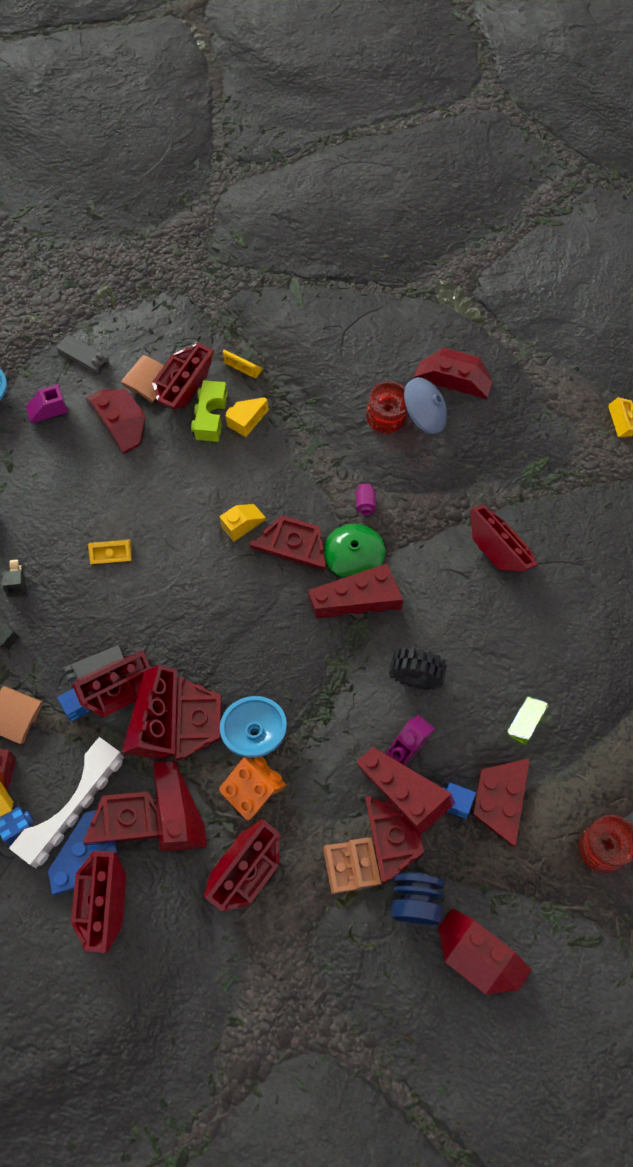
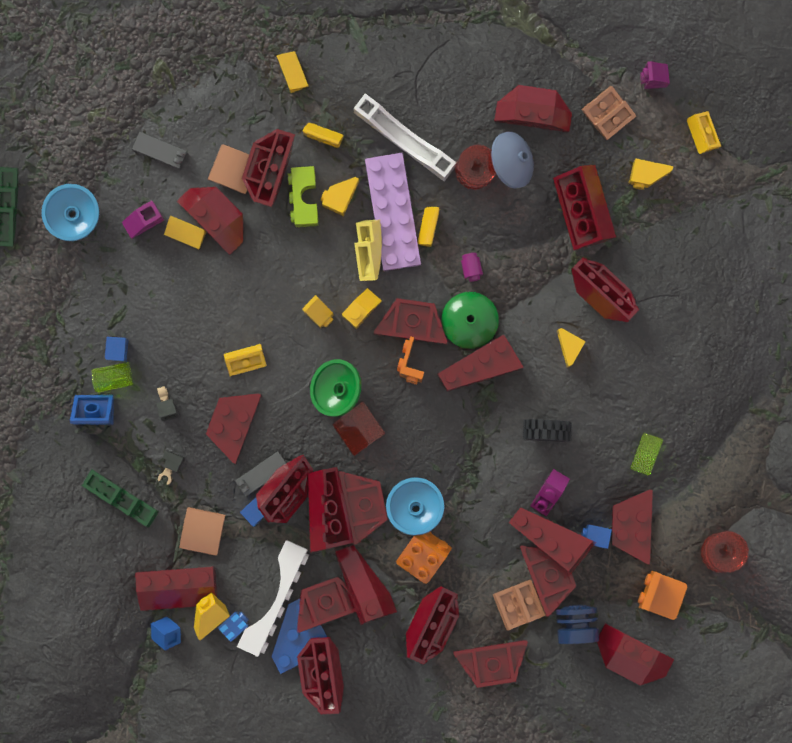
camera: 10 degrees left, 20 degrees up
(79, 609) = (232, 422): none -> dark red wing
(85, 424) = (185, 232): none -> yellow slope
(195, 512) = (318, 312): none -> yellow slope
(195, 588) = (327, 386): none -> green dish
(211, 636) = (358, 429): none -> clear red slope
(226, 308) = (292, 71): none -> yellow slope
(263, 464) = (368, 249): none -> light yellow slope
(277, 585) = (412, 375): none -> orange bracket
(295, 441) = (394, 209): none -> lavender plate
(307, 930) = (492, 663): none -> dark red wing
(329, 457) = (428, 226): none -> yellow slope
(342, 394) = (392, 129): none -> white arch
(458, 591) = (570, 345): none -> yellow slope
(493, 463) = (584, 207): none -> dark red slope
(526, 885) = (662, 595): none -> orange bracket
(529, 386) = (608, 112): none -> nougat slope
(564, 442) = (647, 173): none -> yellow slope
(581, 357) = (655, 75): none -> magenta slope

